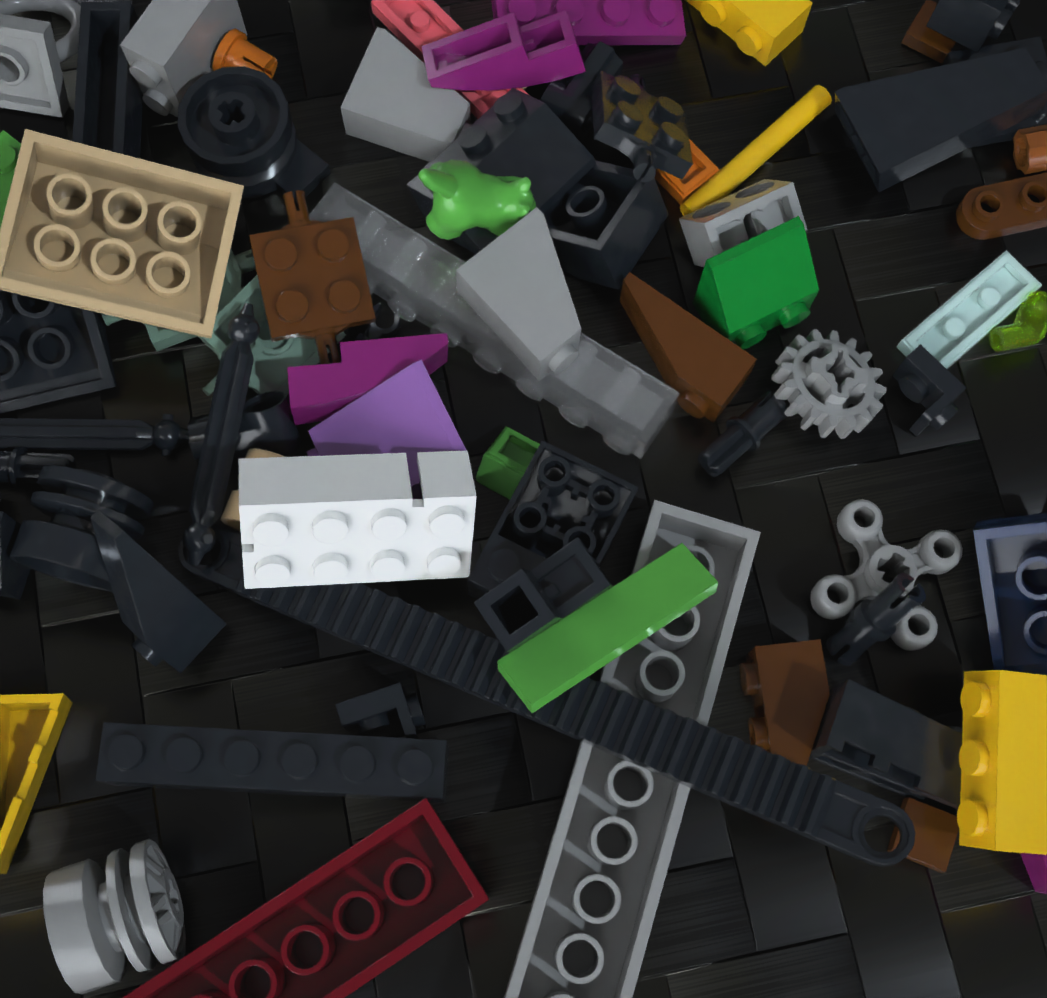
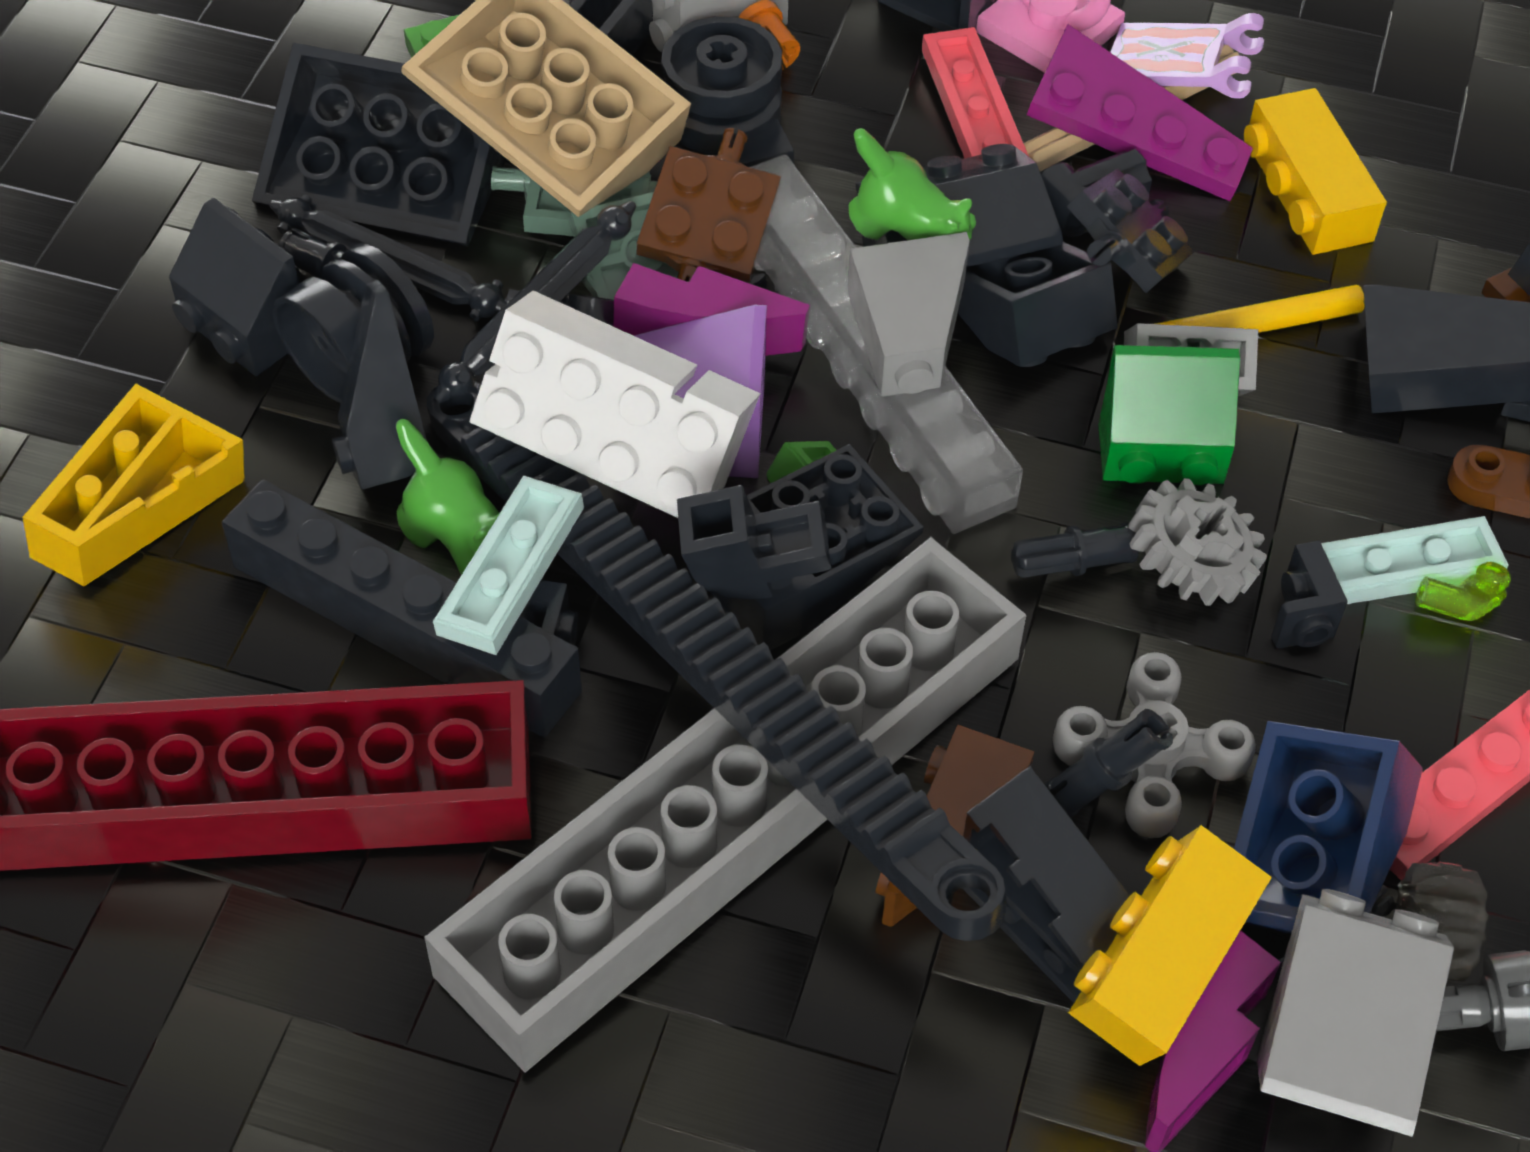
camera: 30 degrees right, 20 degrees down
(113, 916) = (157, 639): light grey wheel -> none
(260, 649) = (442, 500): none -> bright green animal
(356, 704) = (508, 565): none -> light aqua tile
(397, 106) = (900, 111): light grey slope -> none
(505, 54) = (1029, 118): magenta slope -> none
(606, 627) = (803, 602): bright green tile -> none
(686, 351) = (1065, 462): reddish brown slope -> none
(696, 176) = (1164, 302): orange tile -> none
(934, 834) = (1040, 1017): reddish brown tile -> none

